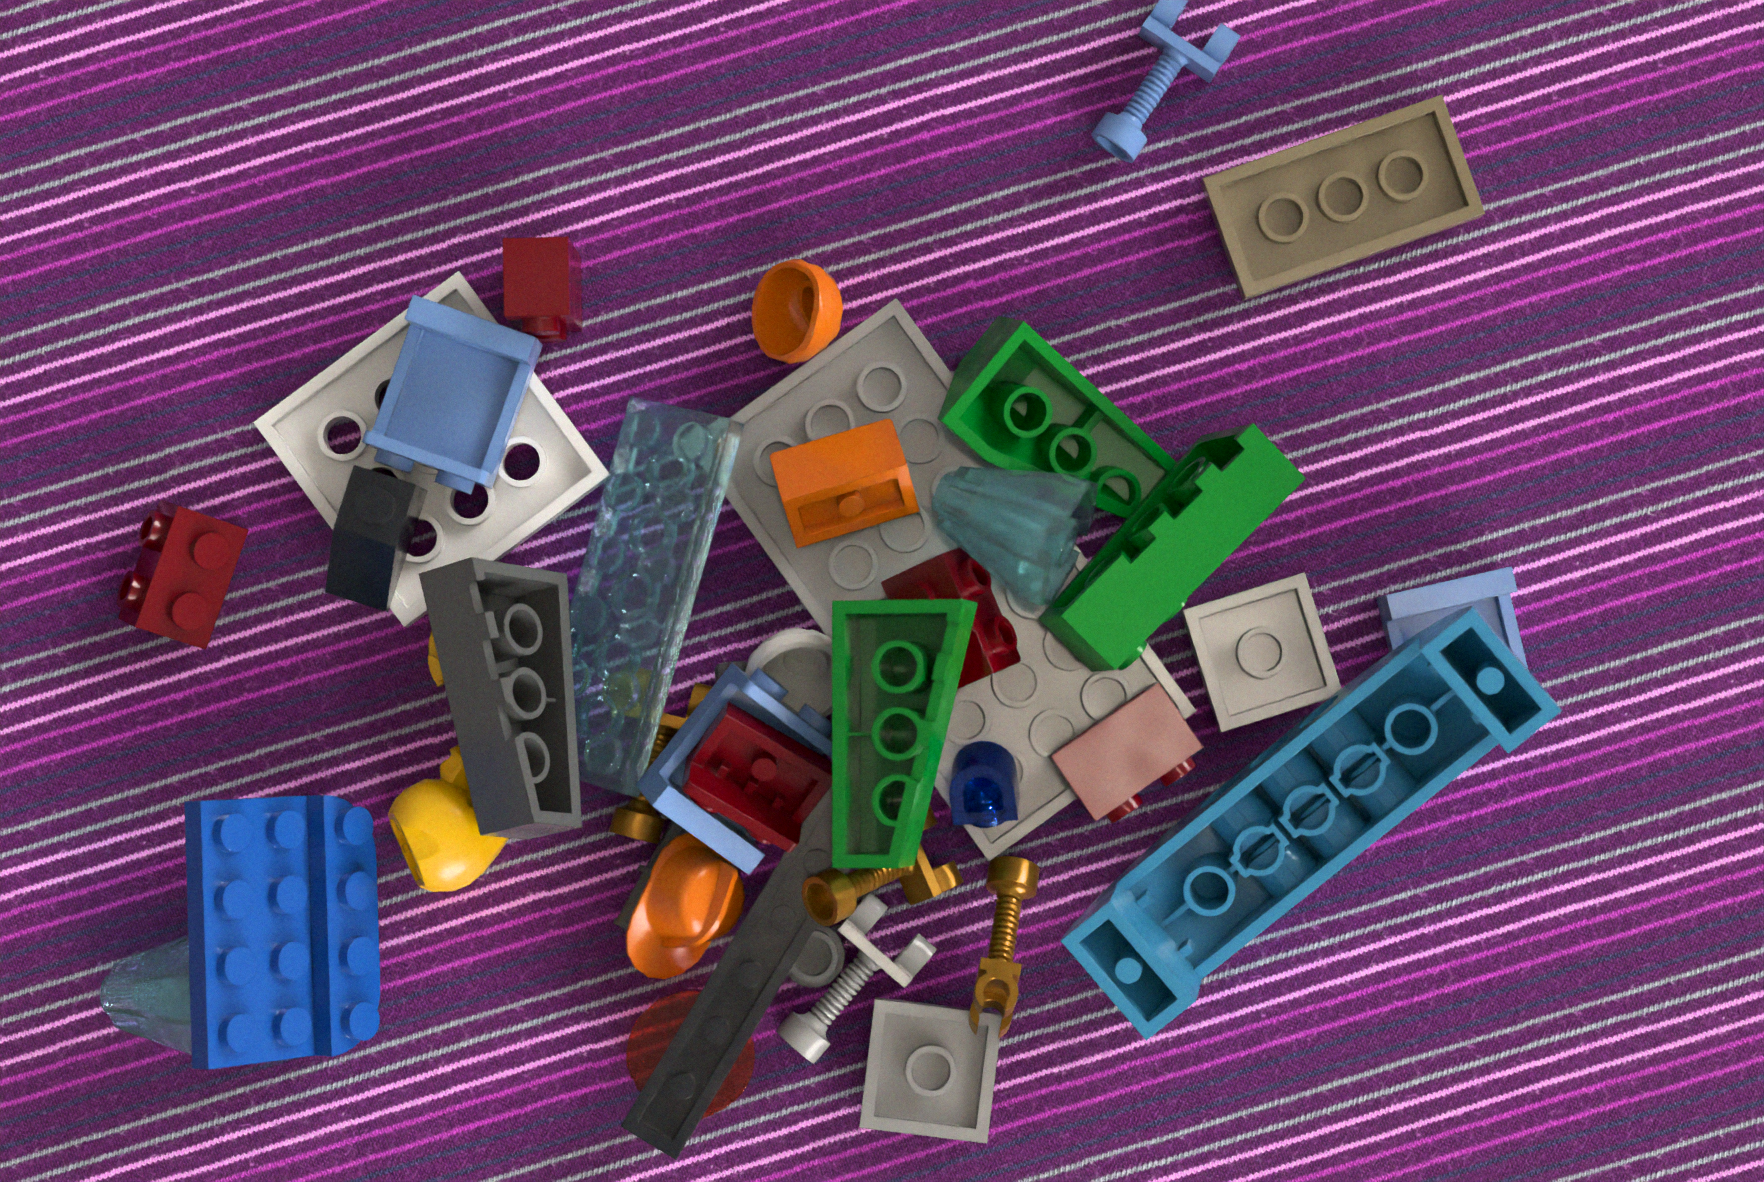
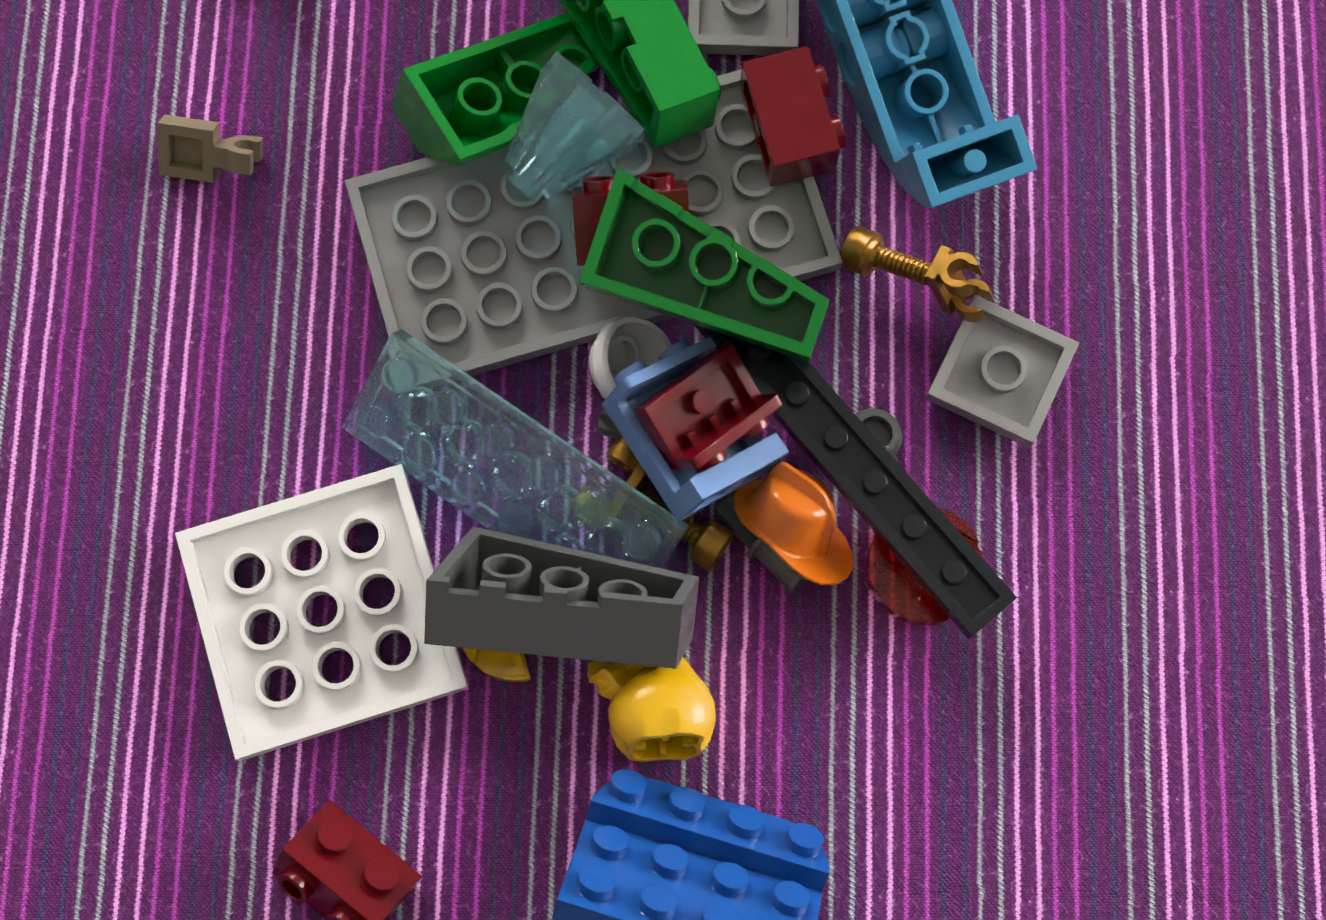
camera: 75 degrees left, 10 degrees down
(372, 537) = (377, 679): black slope -> none
(453, 395) = (278, 567): medium blue panel -> none
(542, 287) = (216, 458): dark red brick -> none
(796, 311) = (322, 263): orange piece -> none
(808, 1030) = (937, 461): light grey bar -> none
(833, 895) = (832, 379): pearl gold bar -> none
(844, 482) = (483, 265): orange panel -> none
(875, 129) = (196, 152): none -> dark tan plate
(984, 786) = (780, 234): clear blue plate -> none

